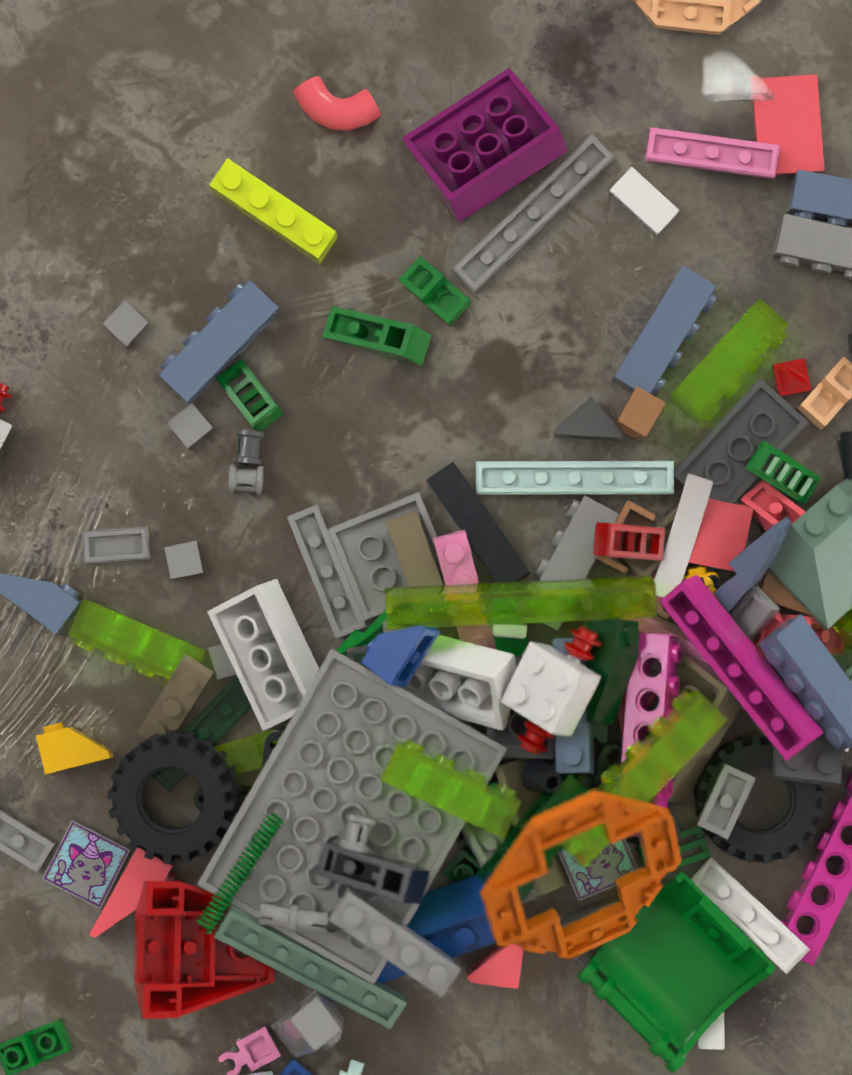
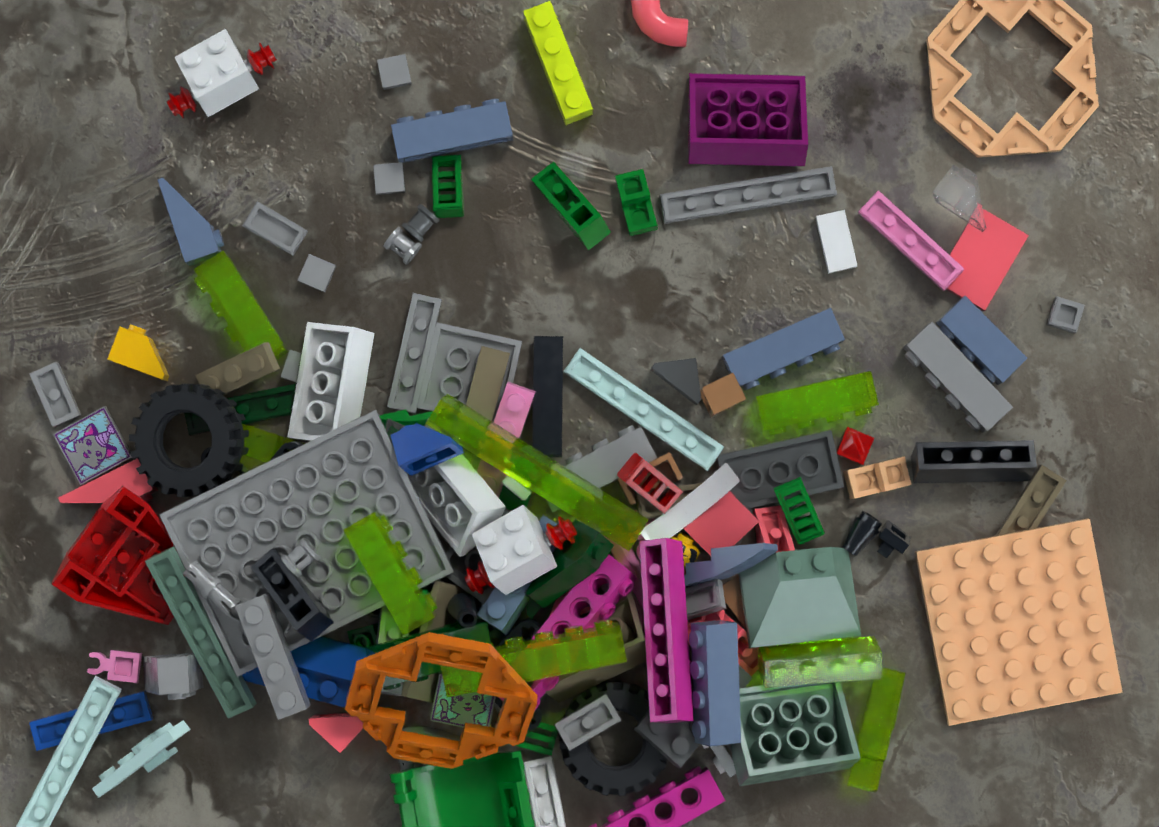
camera: 35 degrees right, 0 degrees up
(232, 894) = (197, 526): green piece -> none

